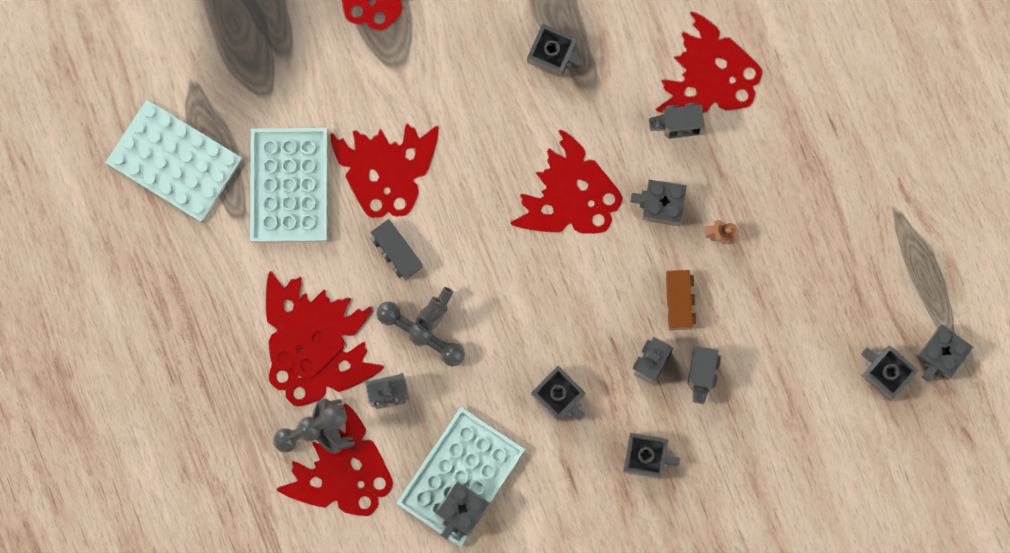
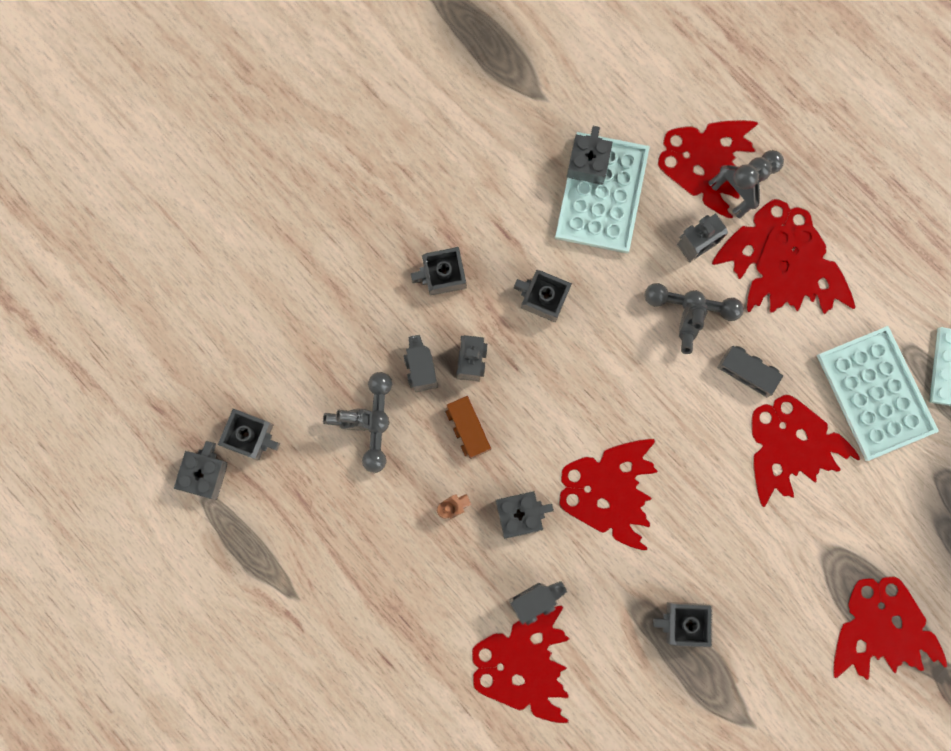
camera: 155 degrees right, 0 degrees up
(775, 341) = (373, 421): none -> dark grey connector

